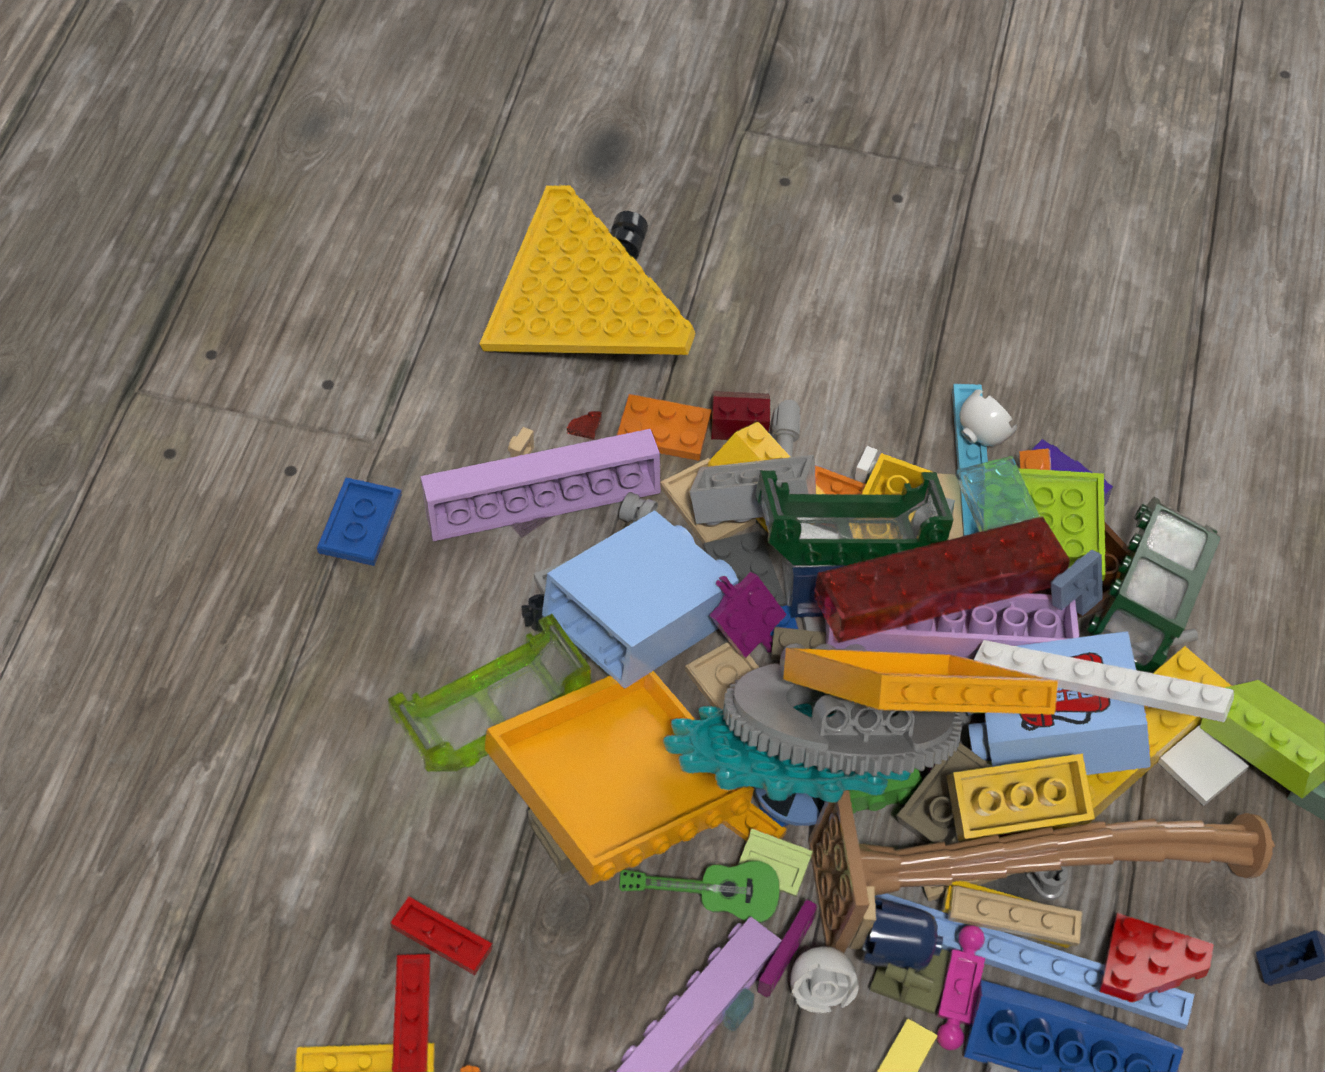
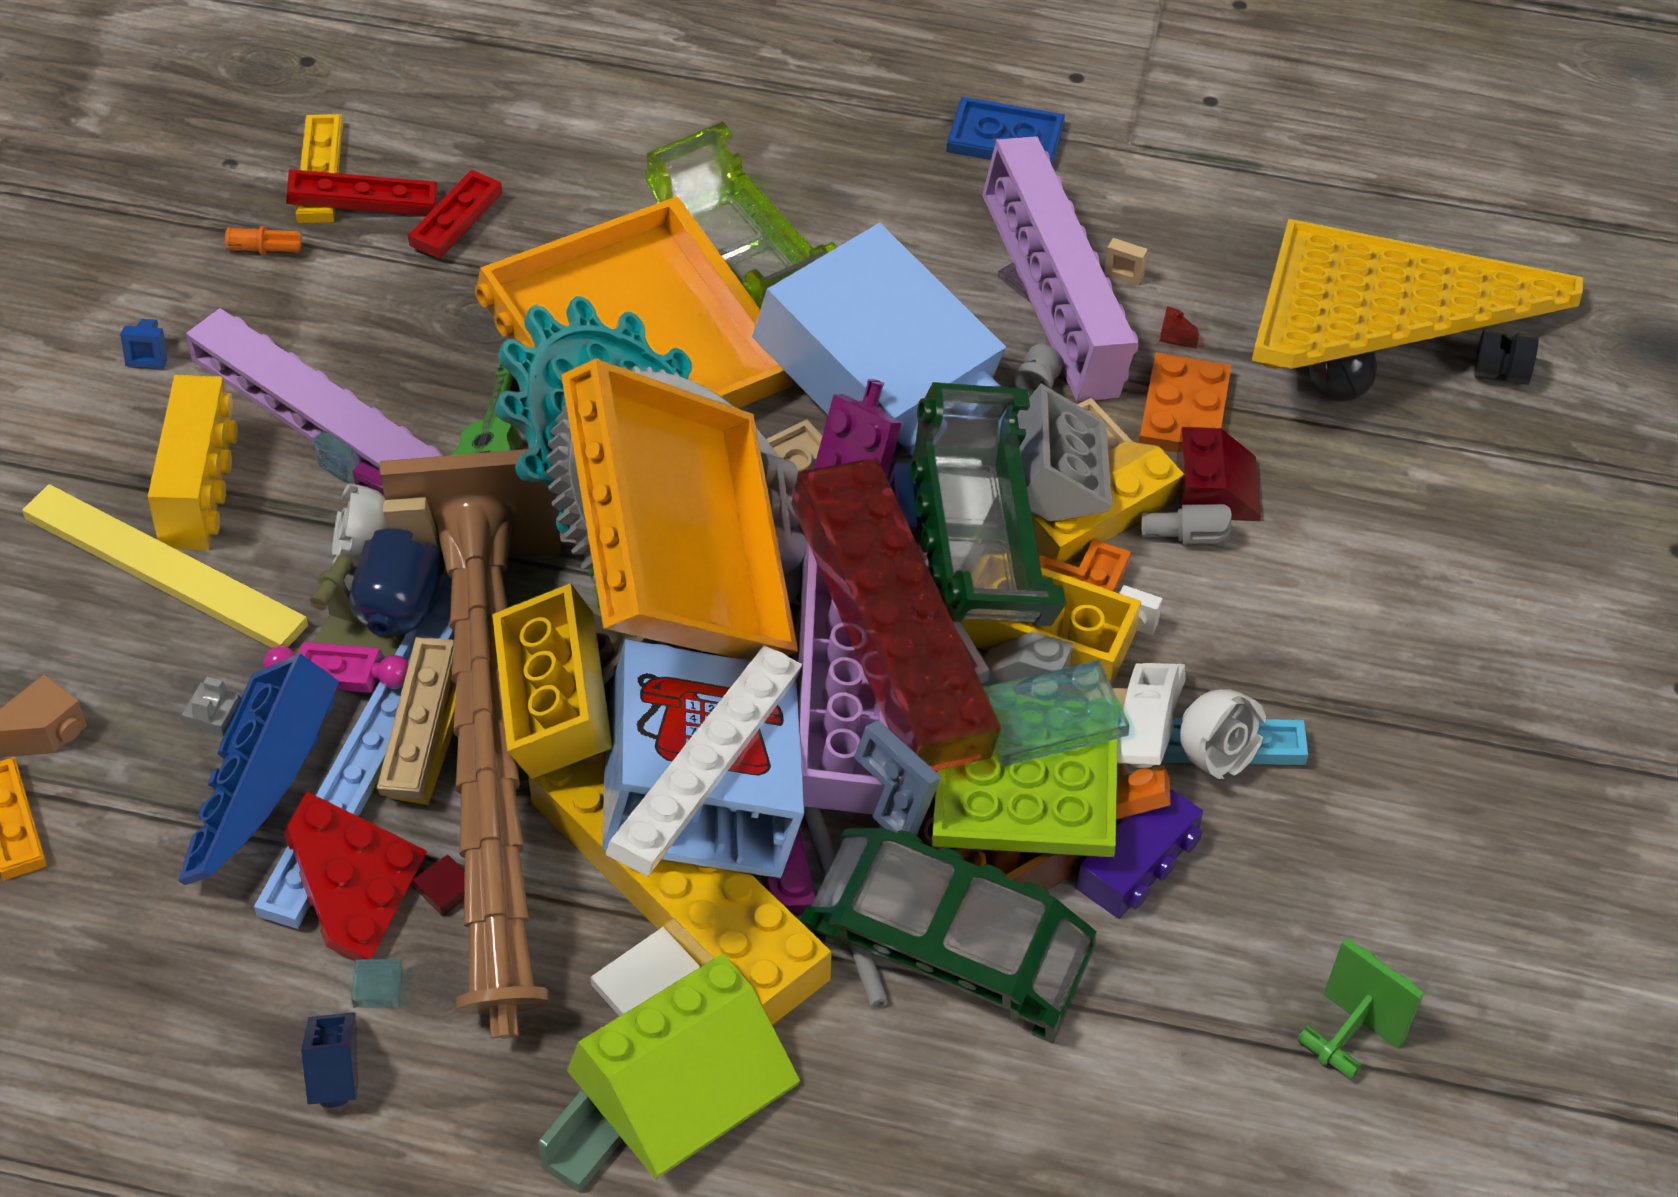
camera: 90 degrees right, 5 degrees down
(954, 453) = (1150, 710): none -> white slope
(1140, 901) = (441, 885): none -> dark red tile
(1163, 376) = (1372, 997): none -> bright green plate
(1228, 940) = (377, 983): none -> clear light blue tile

